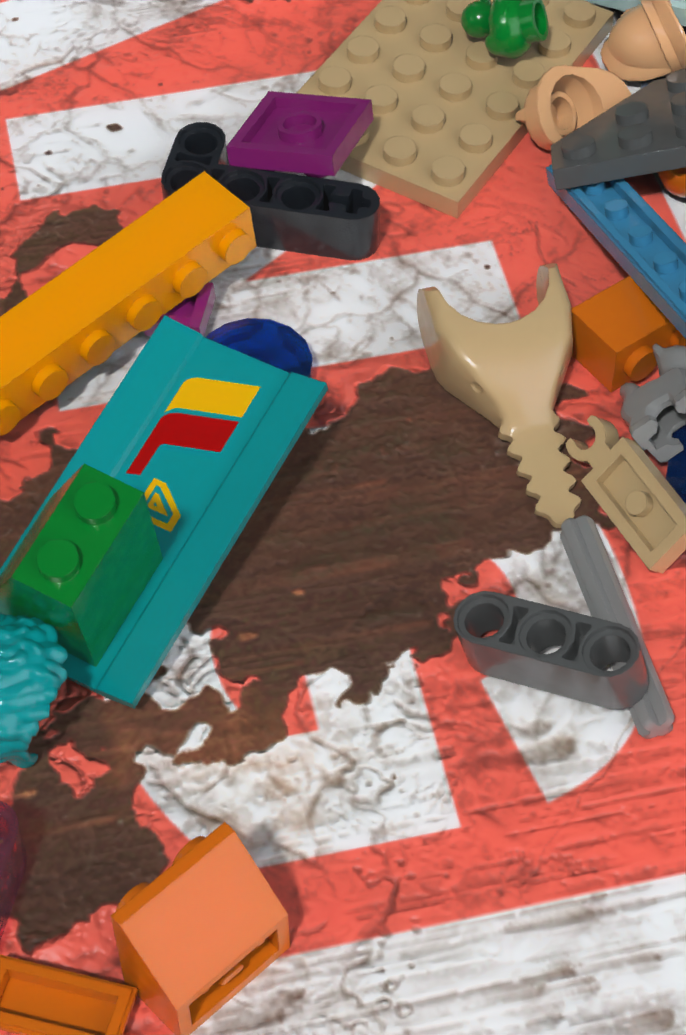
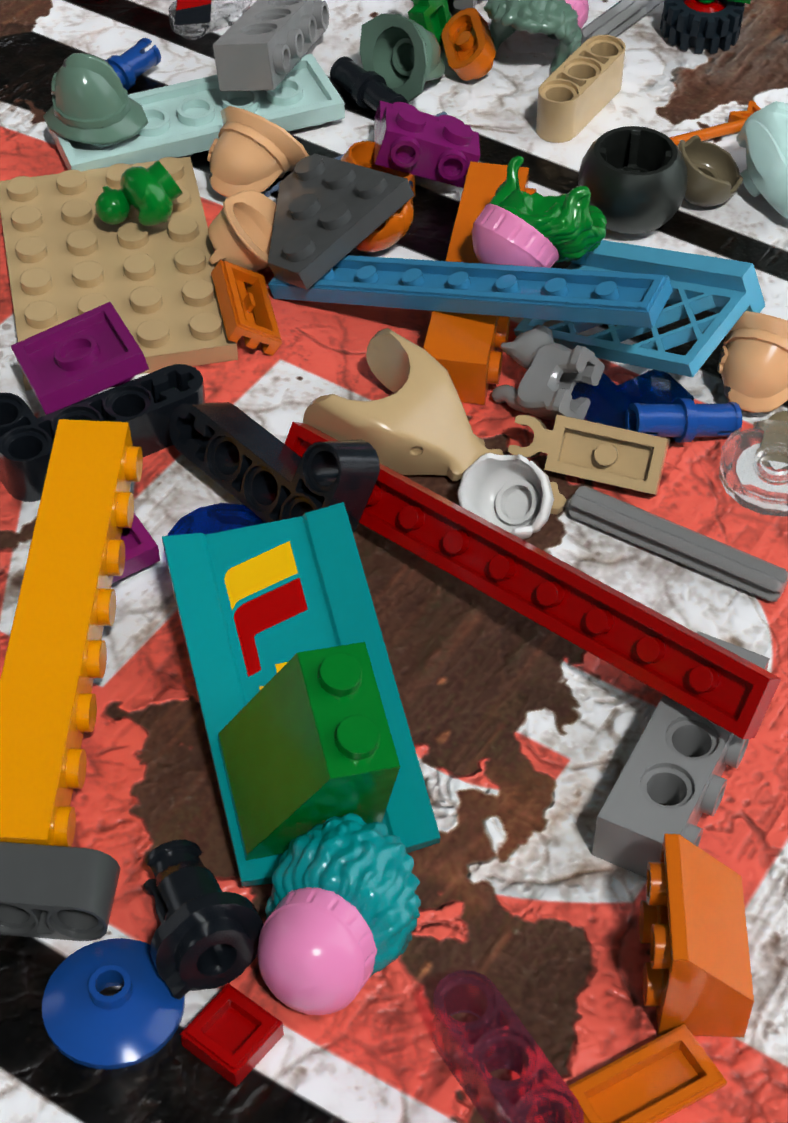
camera: 45 degrees left, 5 degrees down
(343, 323) = (267, 472): none -> black beam
(408, 764) = (674, 765): none -> light grey brick
(415, 565) = (565, 600): none -> red plate
(479, 200) = (237, 307): none -> orange tile
(501, 477) = (507, 493): none -> white hair
(570, 671) = (696, 560): dark grey beam -> none

